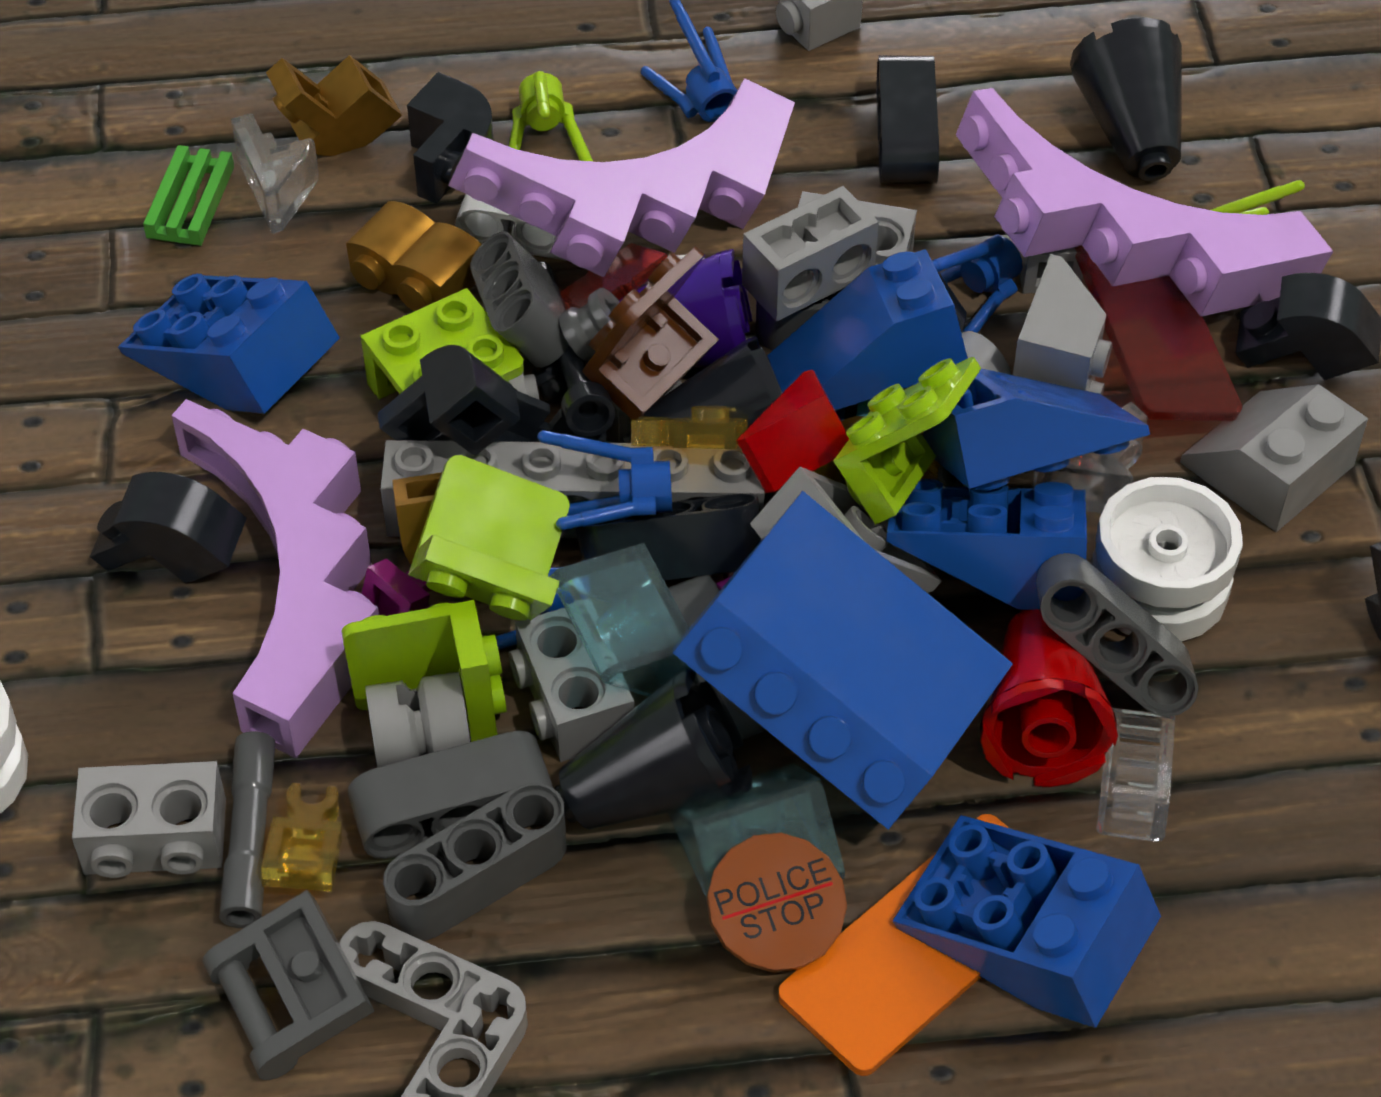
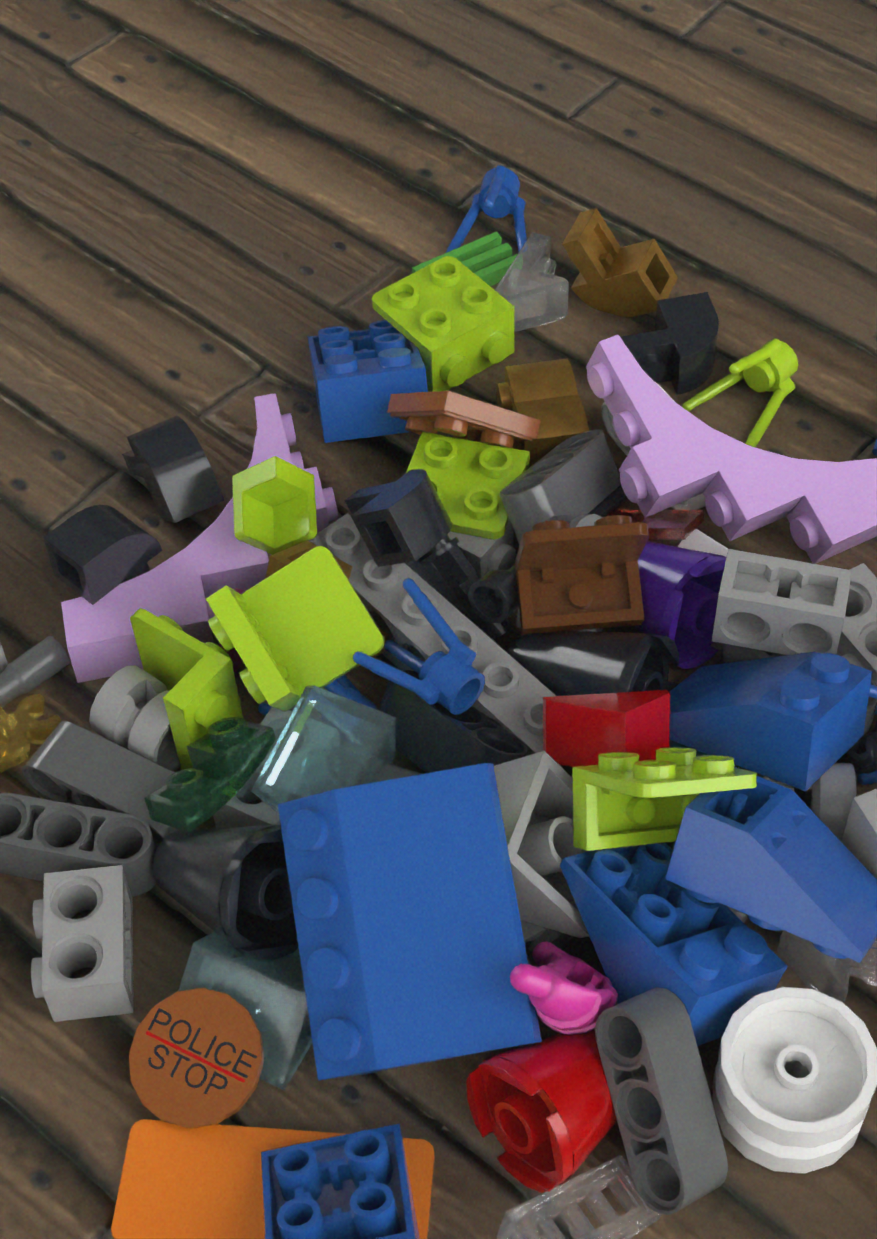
camera: 50 degrees right, 0 degrees up
(144, 116) = (497, 199): none -> blue plant
(226, 626) = (99, 551): none -> black brick
(244, 231) = (451, 320): none -> lime bracket
(334, 473) = (274, 505): none -> lime panel
(382, 301) = (462, 418): none -> dark orange tile
(549, 700) = (220, 769): none -> clear green slope
(599, 898) = (95, 941): none -> light grey brick
(705, 429) = (535, 671): clear yellow plate -> none
(998, 617) = (564, 990): none -> dark pink piece

